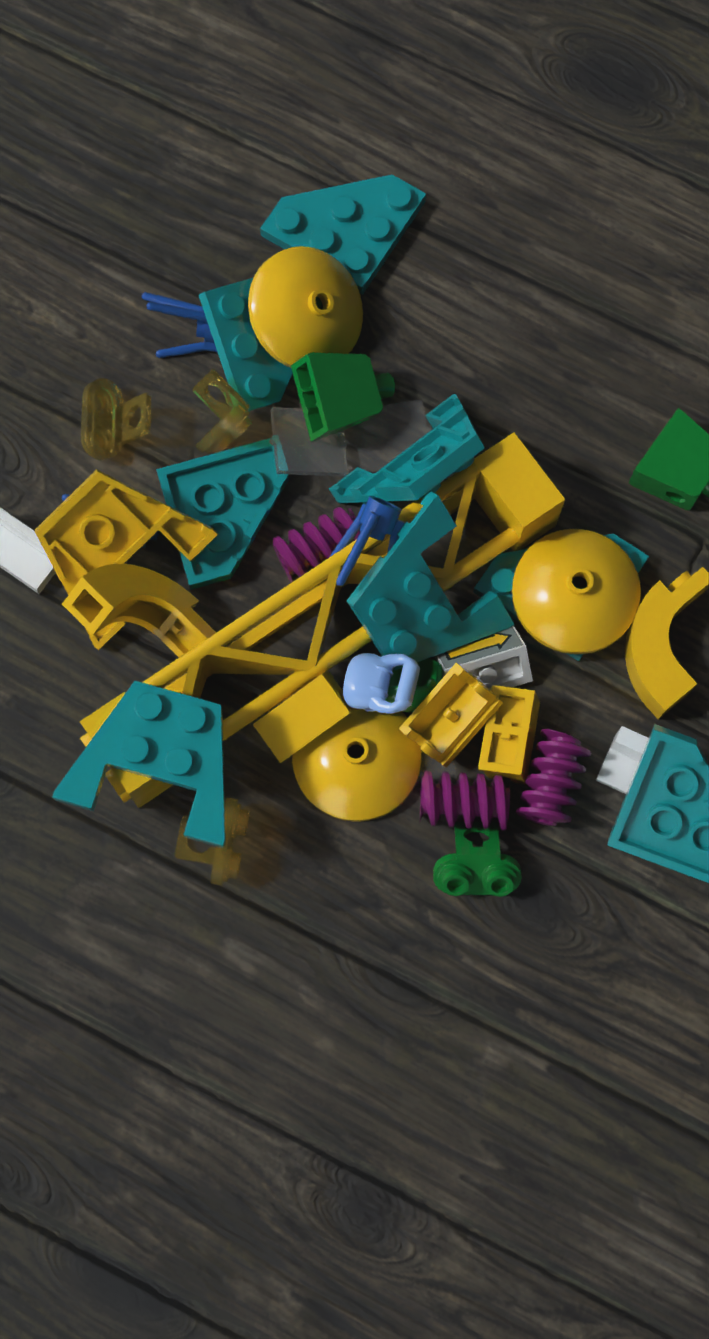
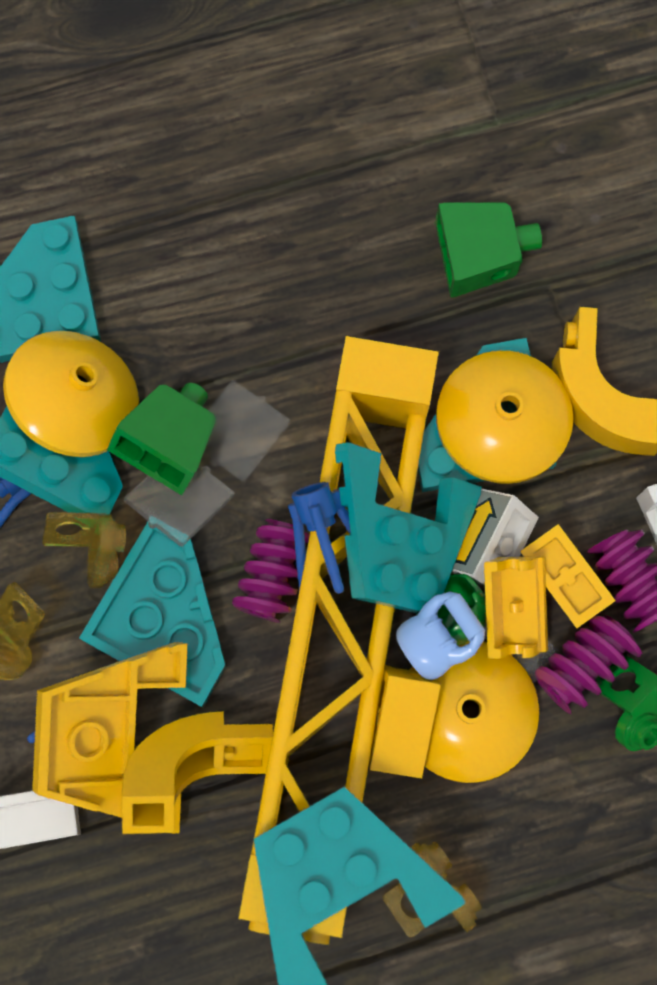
camera: 45 degrees left, 0 degrees up
(423, 465) = (298, 429): teal wing -> none

